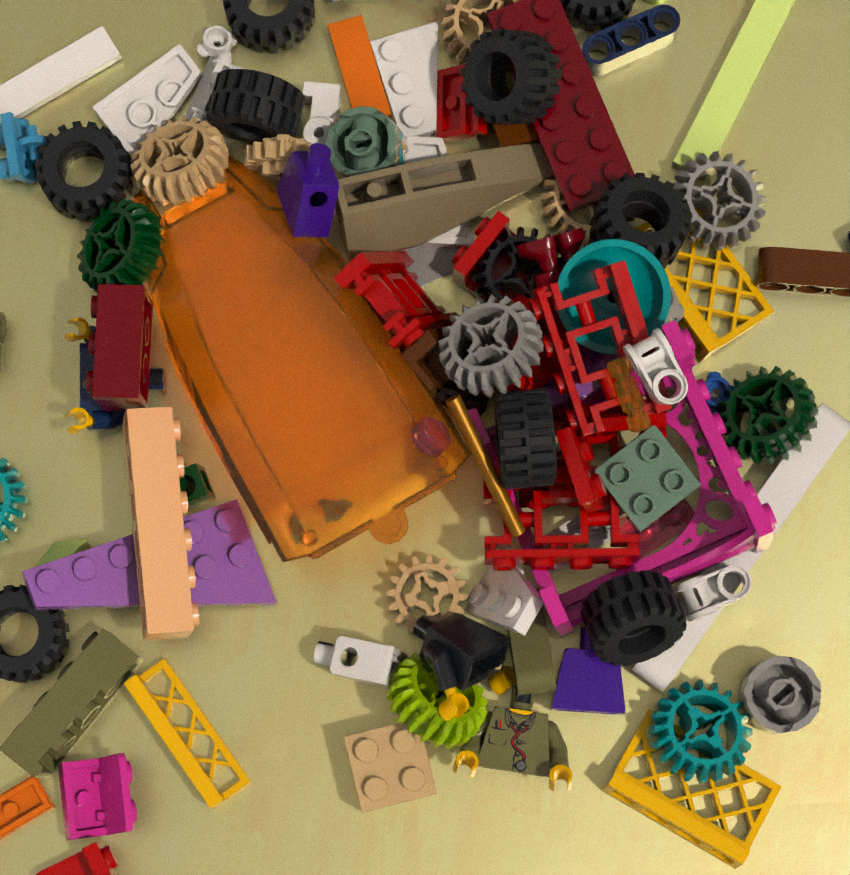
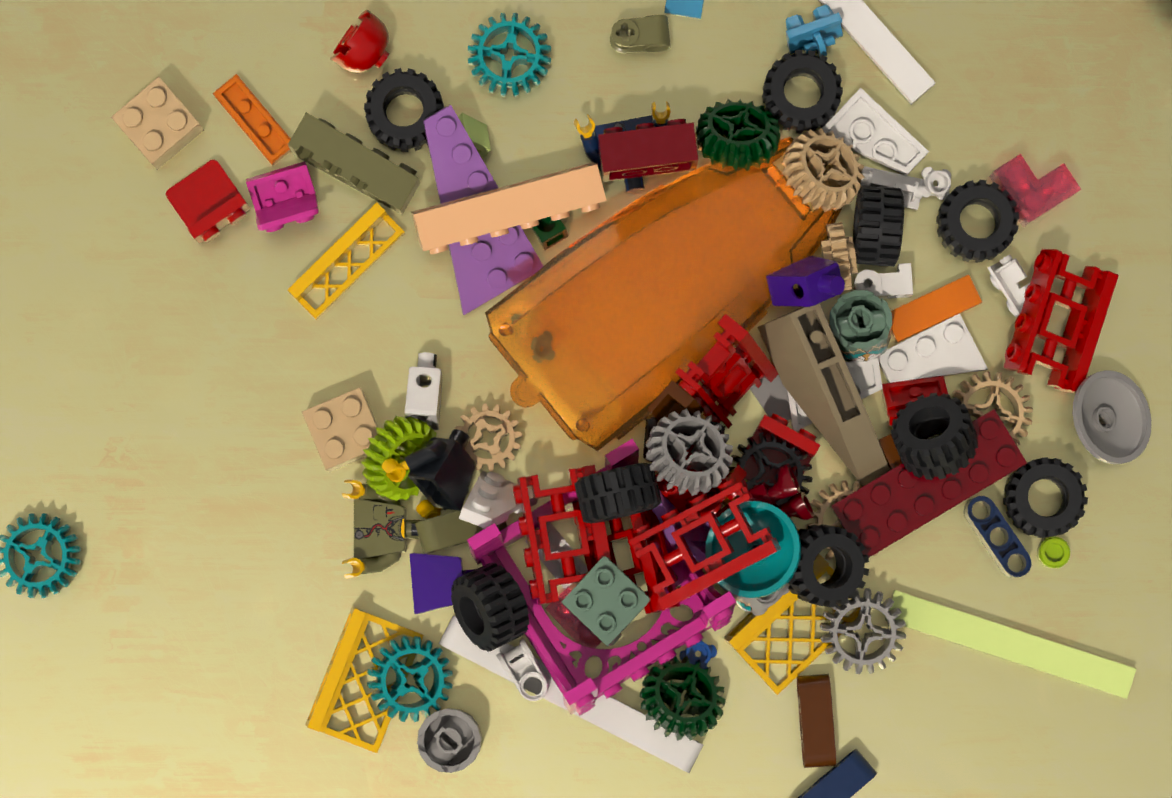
camera: 80 degrees right, 5 degrees up
(431, 436) = (602, 414): clear pink tile -> none
(485, 465) = (591, 464): pearl gold bar -> none
(577, 455) = (612, 538): red plate -> none
(629, 394) = (667, 572): clear yellow axle -> none
(656, 366) = (691, 590): white piece -> none

